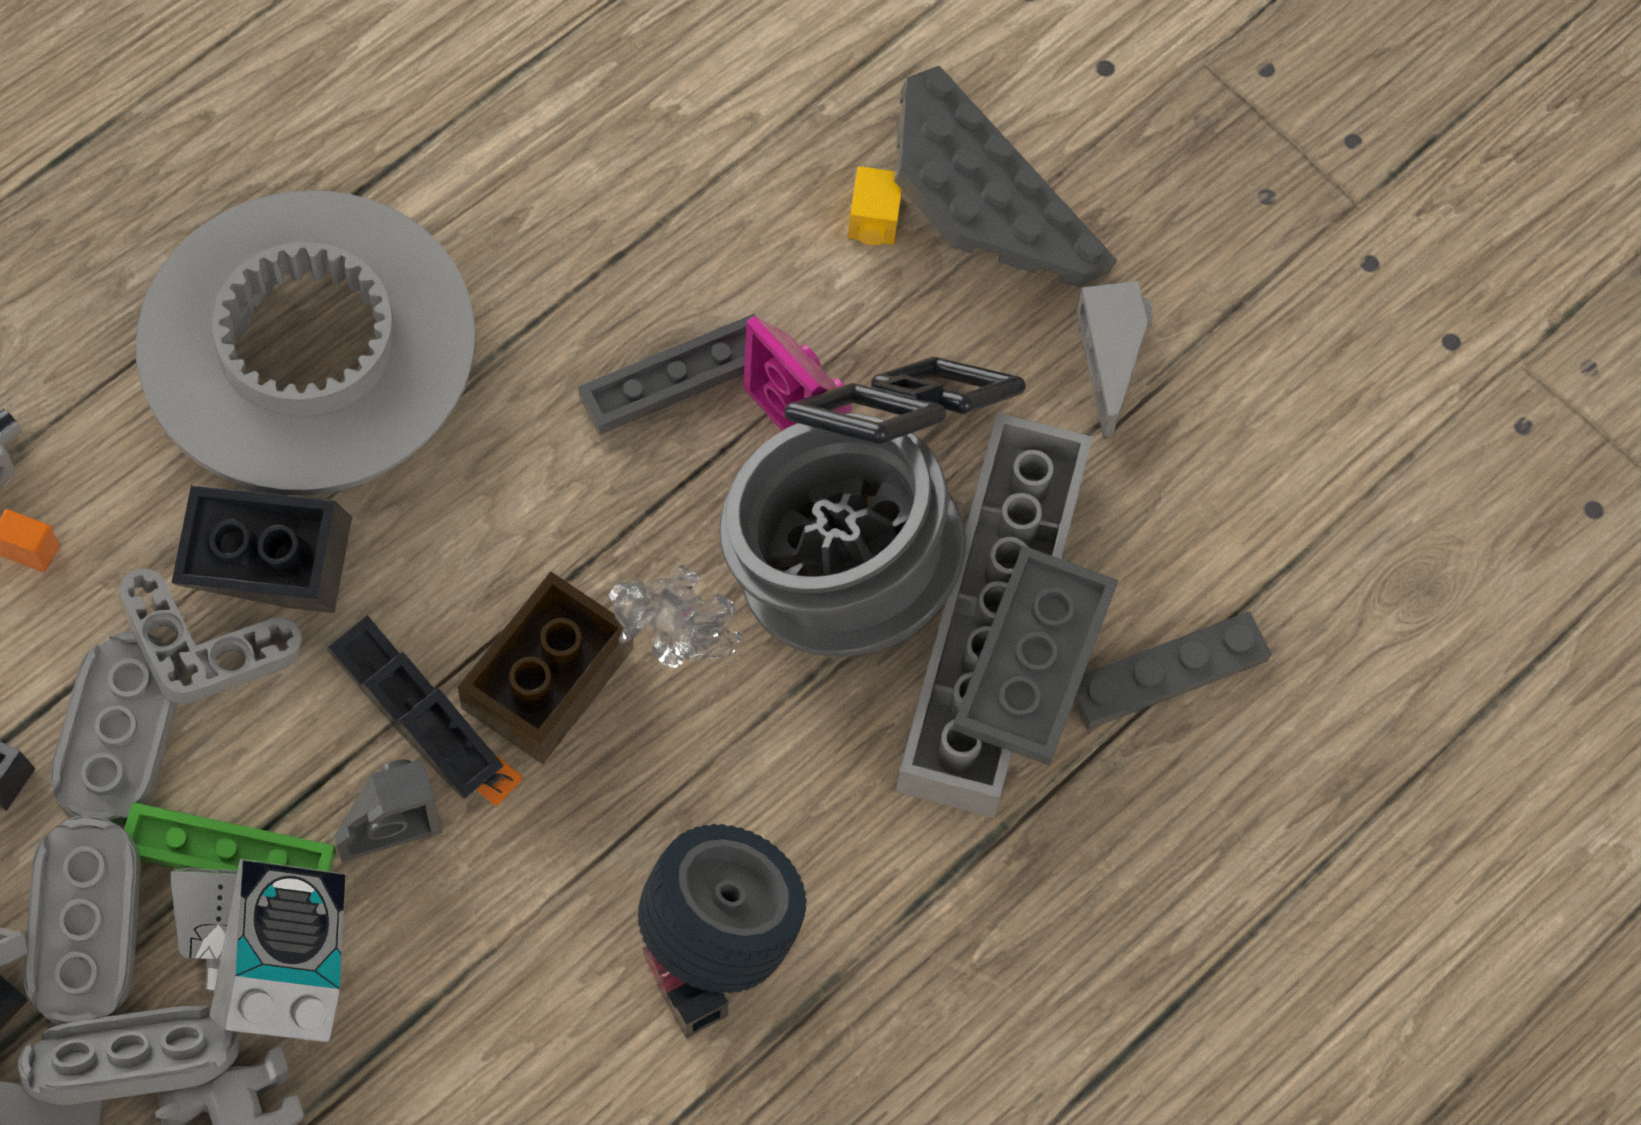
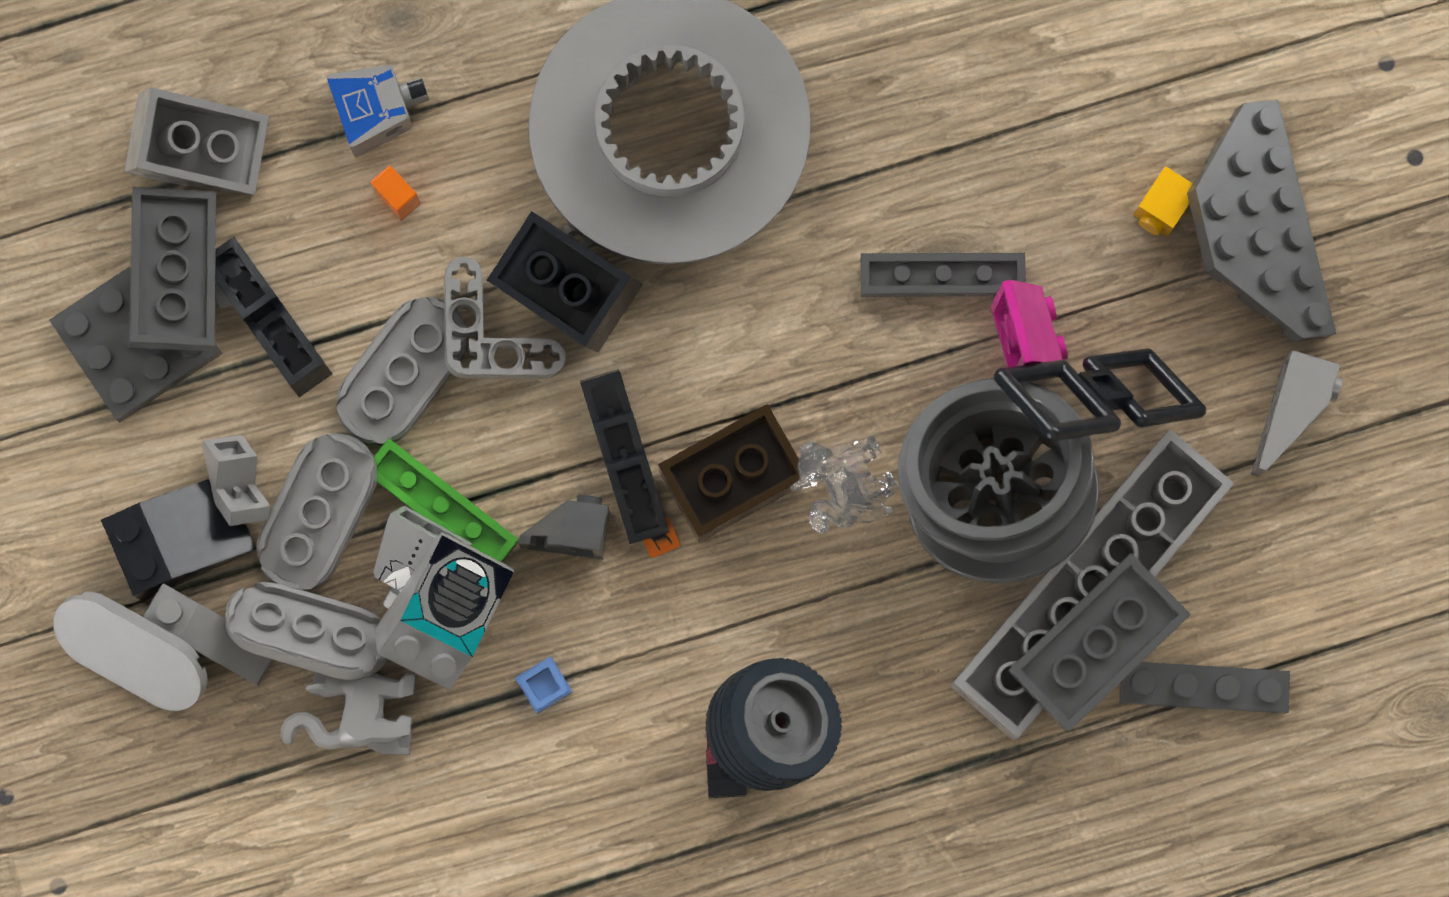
camera: 30 degrees right, 15 degrees up
(437, 997) = (543, 685): none -> medium blue tile

